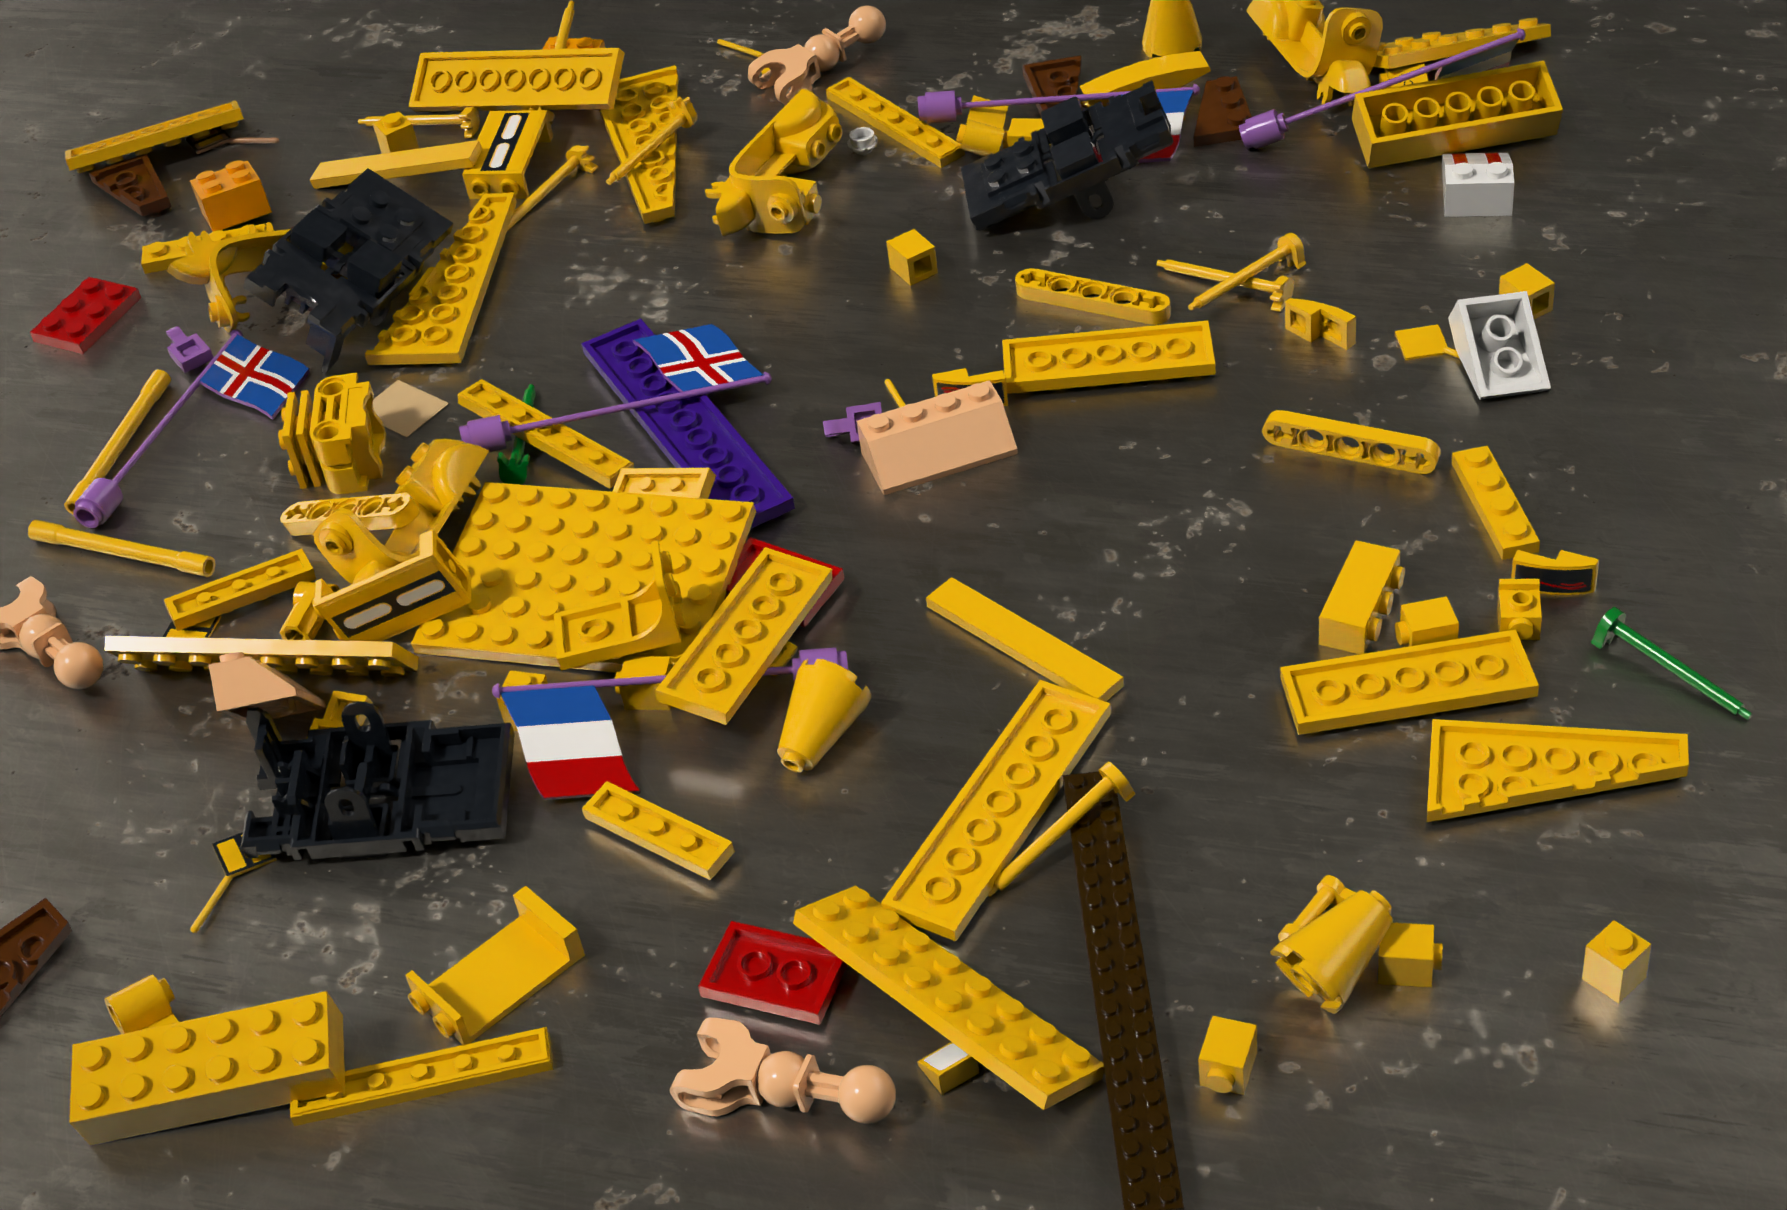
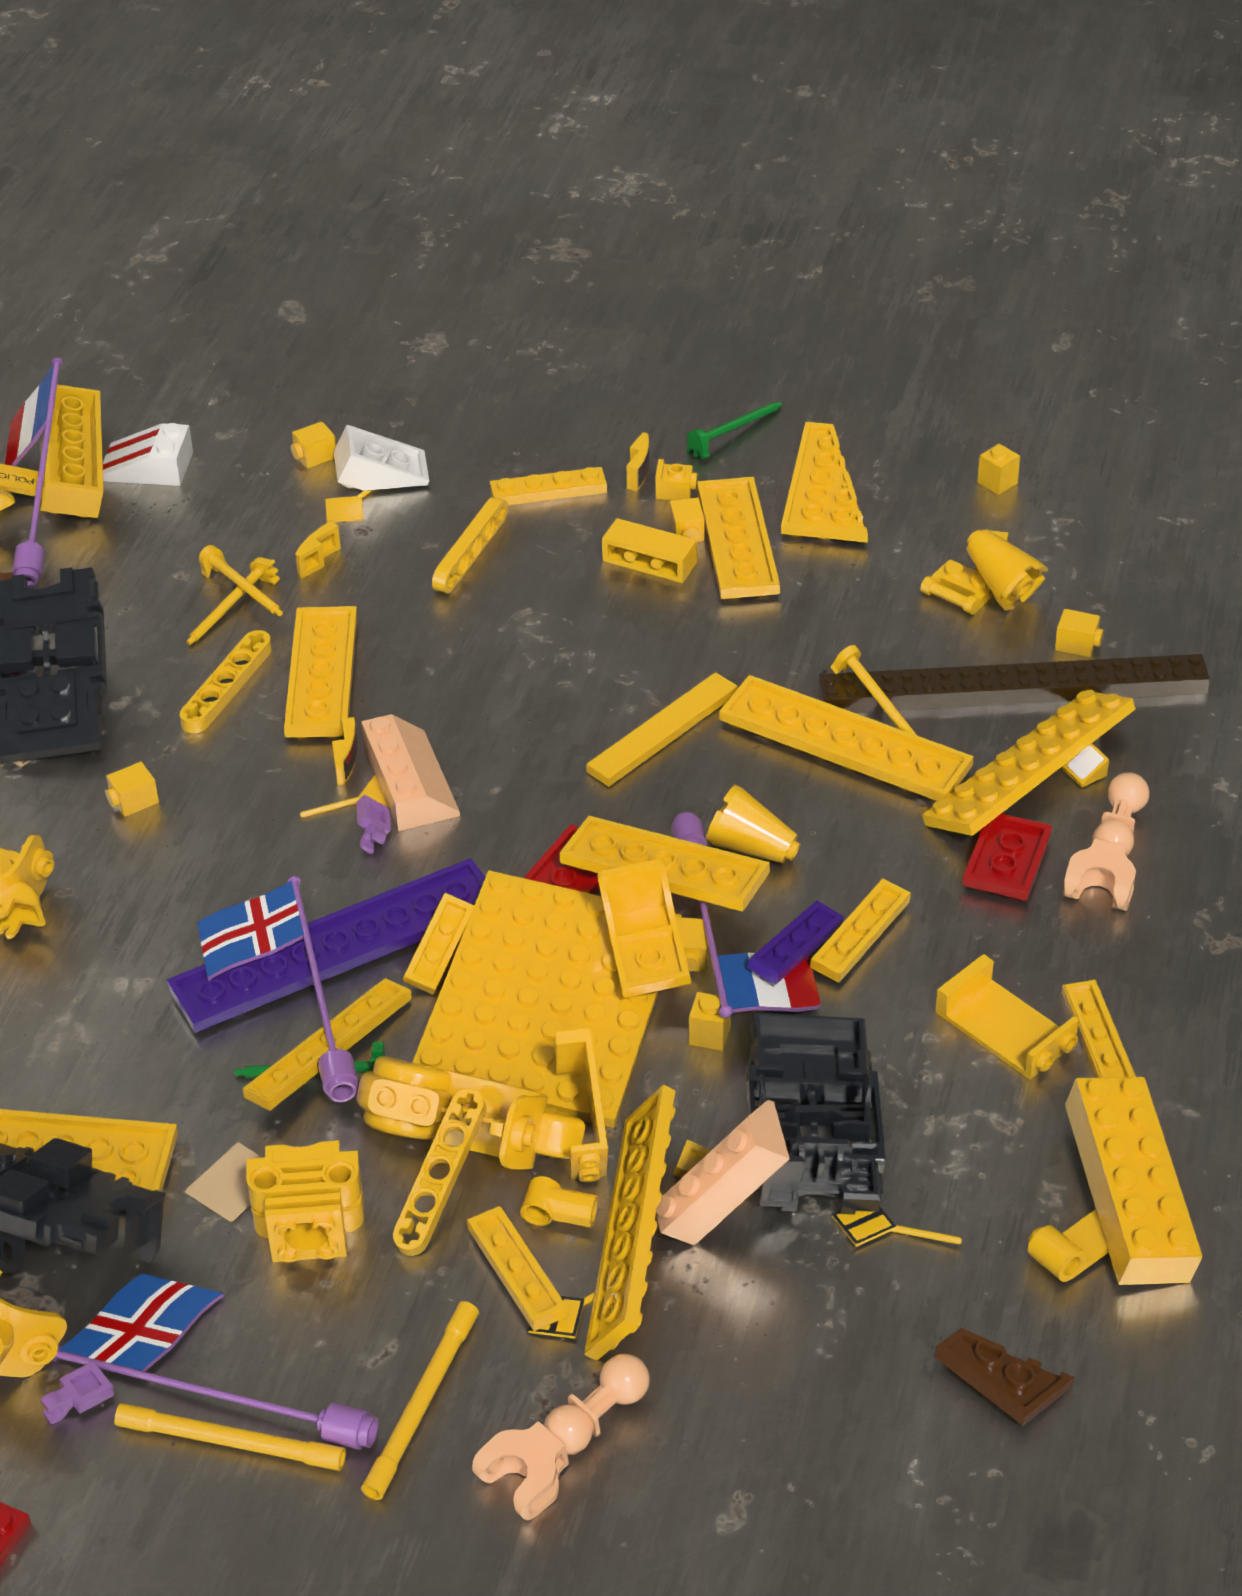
camera: 95 degrees left, 0 degrees up
(625, 761) = (795, 942): none -> dark purple plate

